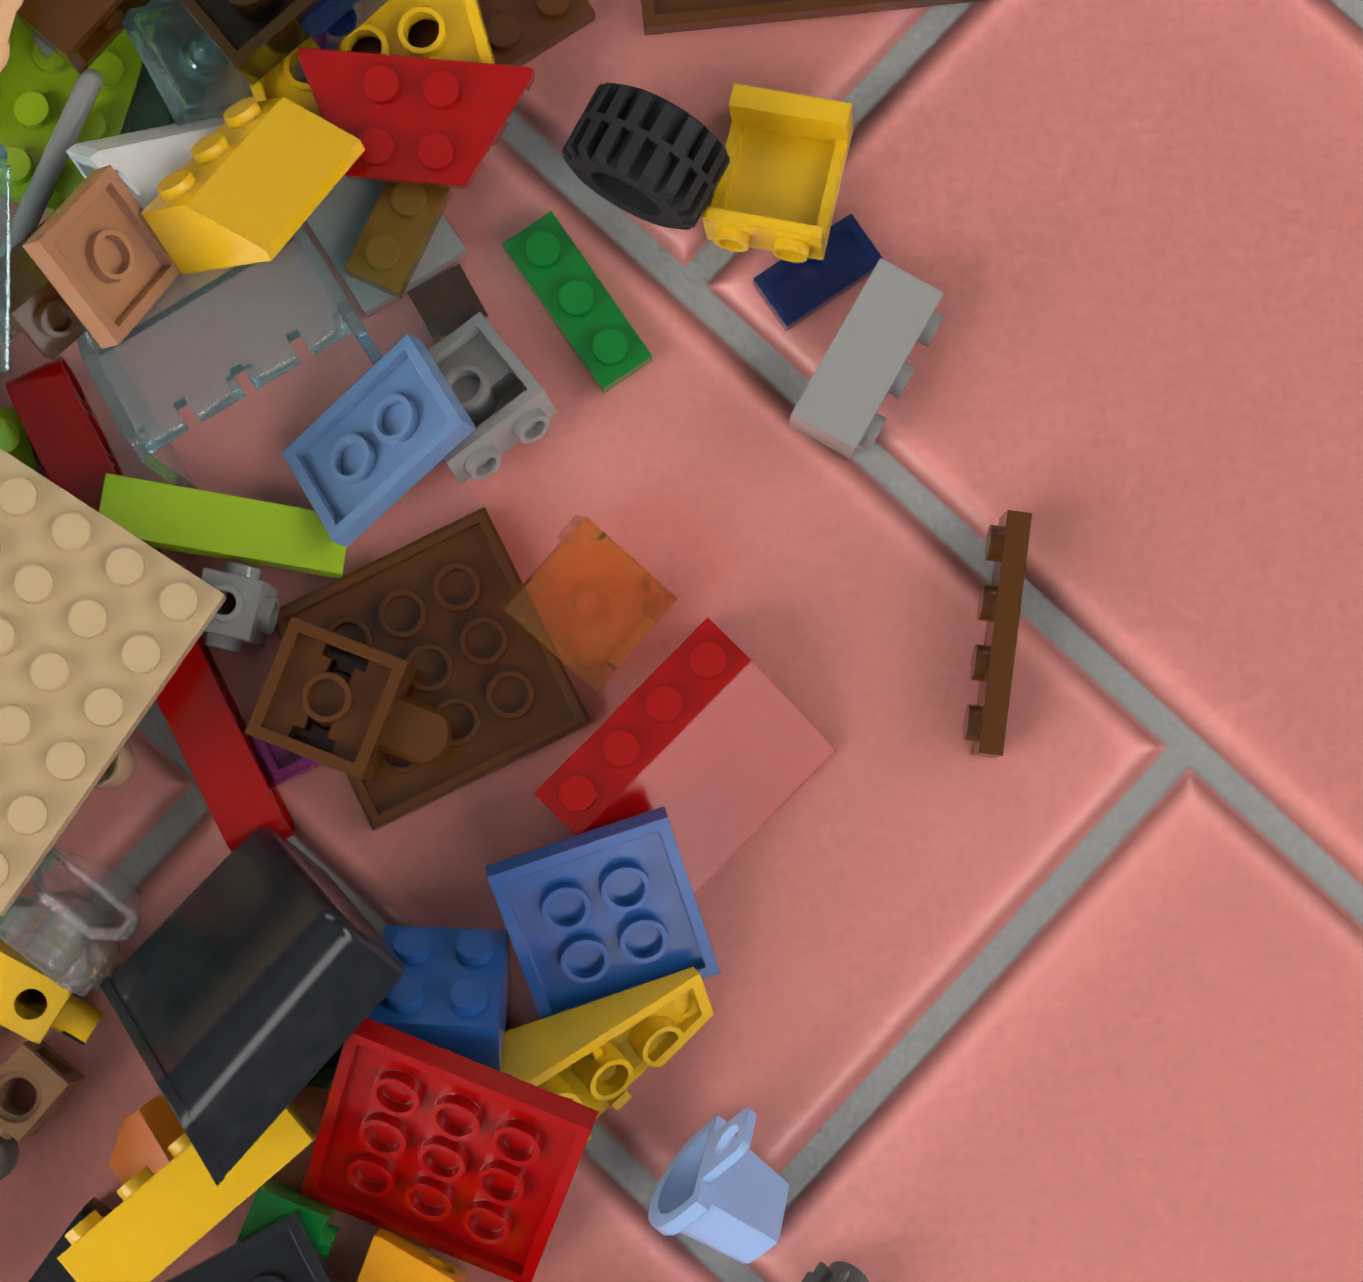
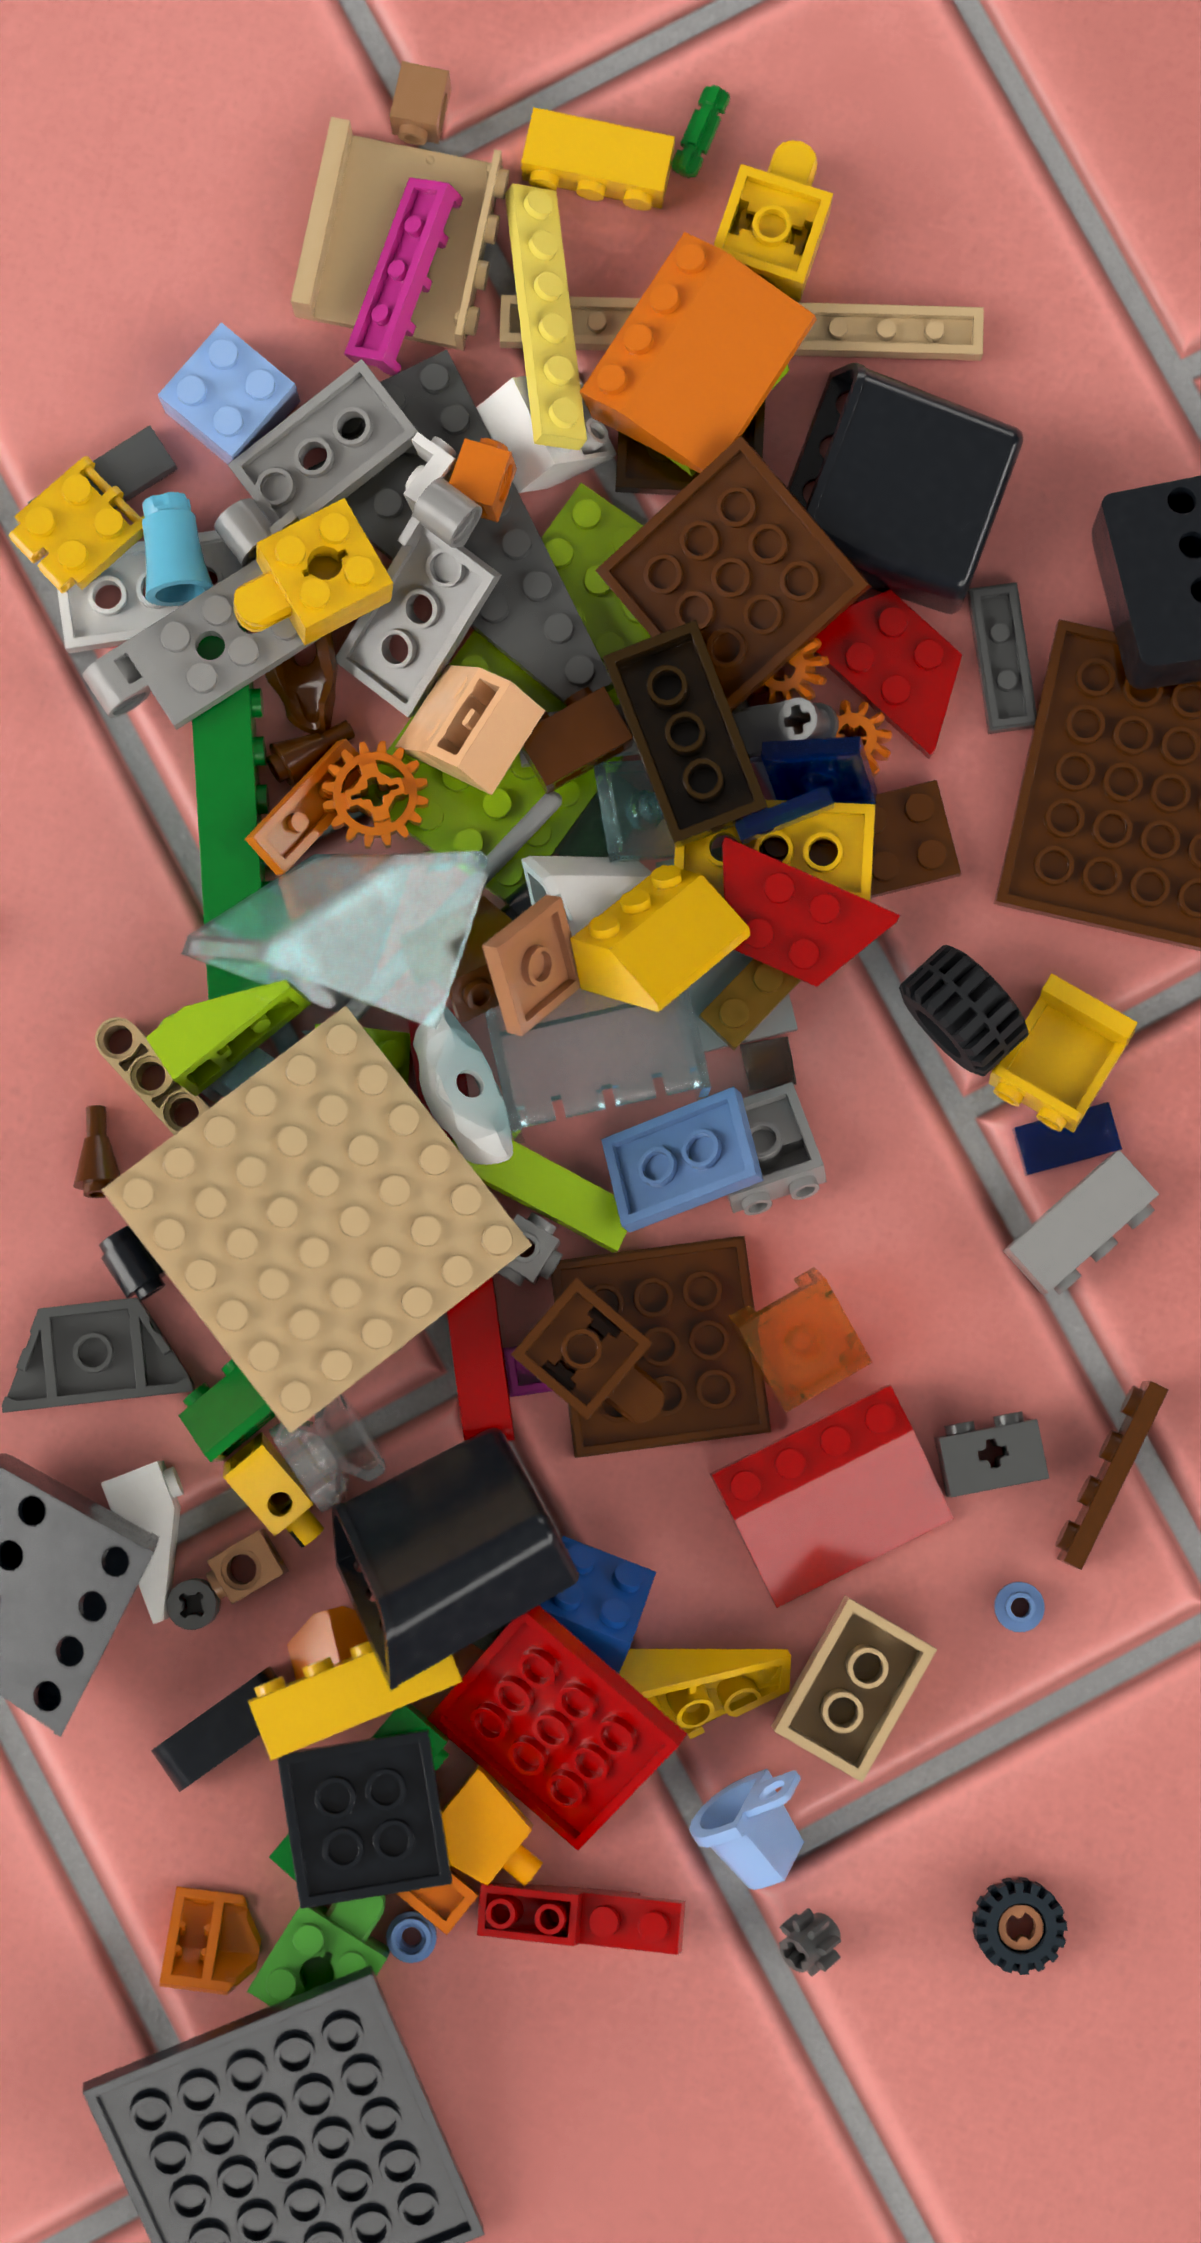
camera: 20 degrees right, 0 degrees up
(112, 476) = (474, 1123): none -> white piece
(577, 302) = (870, 1098): green plate -> none
(601, 912) = (733, 1584): blue plate -> none
(785, 987) = (853, 1688): none -> tan brick
(890, 658) = (1021, 1459): none -> dark grey brick
(926, 824) = (1003, 1604): none -> medium blue plate
(1088, 1223) = (1016, 1899): none -> black bush

